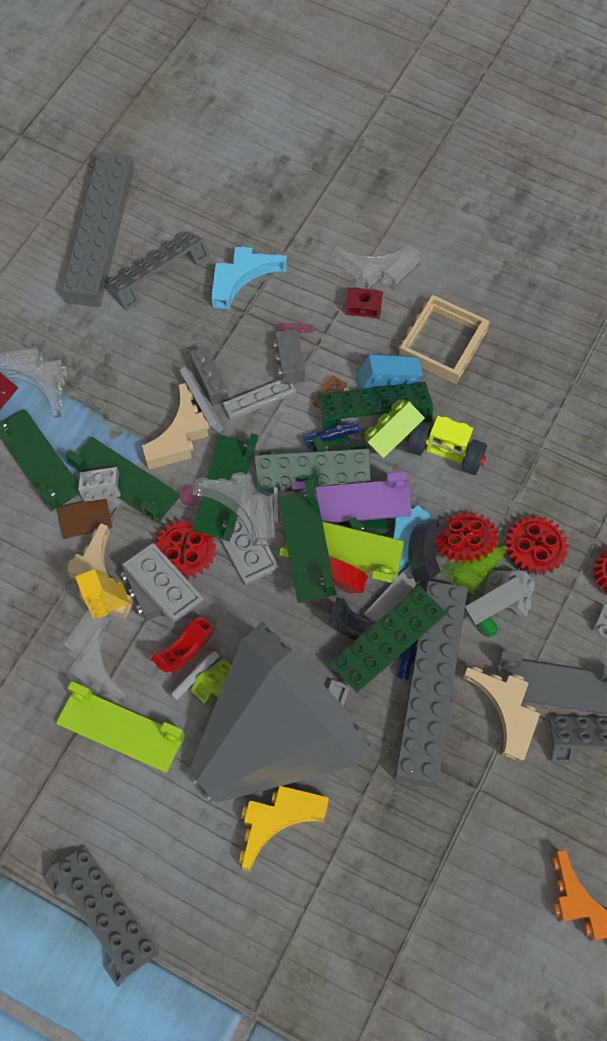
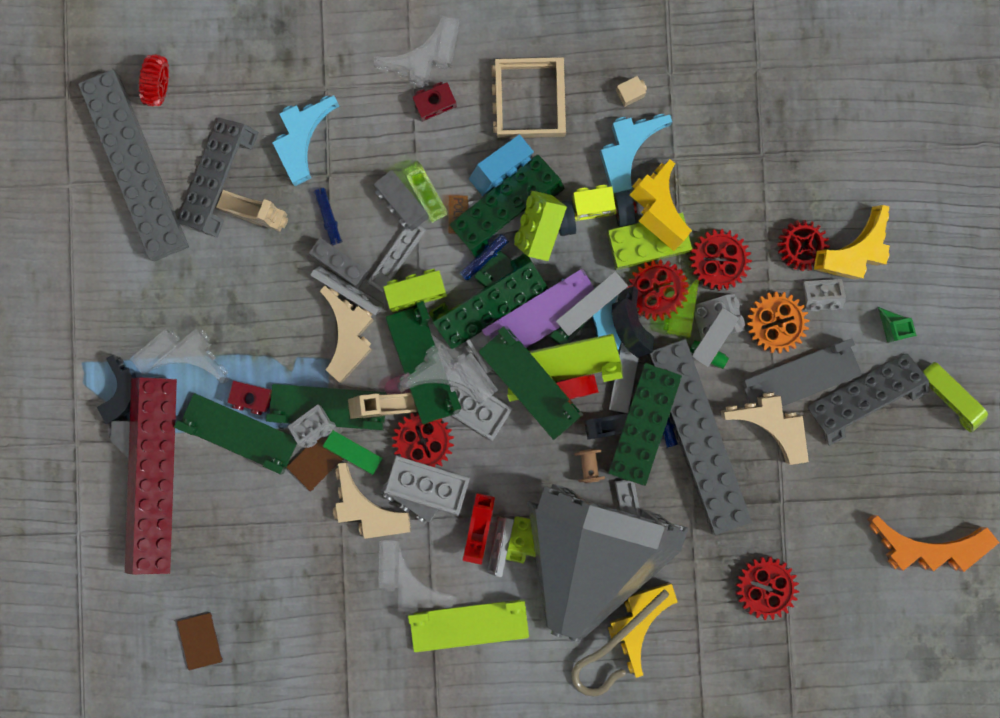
camera: 30 degrees left, 20 degrees up
(61, 427) = (238, 395): none -> dark red brick
(101, 593) = (387, 531): yellow wedge -> none
(119, 525) = (352, 452): none -> green tile
(156, 178) = (153, 80): none -> red gear
(164, 491) = (381, 405): none -> tan arch
(167, 299) = (253, 211): none -> tan arch
(221, 346) = (328, 217): none -> clear blue pin
(223, 823) = (608, 647): none -> dark tan piece
(267, 424) = (414, 289): none -> lime brick
(301, 328) = (388, 165): clear pink tile -> none
(313, 362) = (425, 191): none -> clear neon green slope
(317, 649) = (589, 462): none -> medium nougat hose
(400, 510) = (592, 303): none -> light grey tile
(403, 871) = (773, 572): none -> red gear
(481, 494) = (637, 245): none -> lime brick
(504, 465) = (659, 211): none -> yellow arch
(511, 411) = (629, 137): none -> medium azure arch
(533, 376) = (631, 91): none -> tan brick
(559, 641) = (783, 338): none -> orange gear

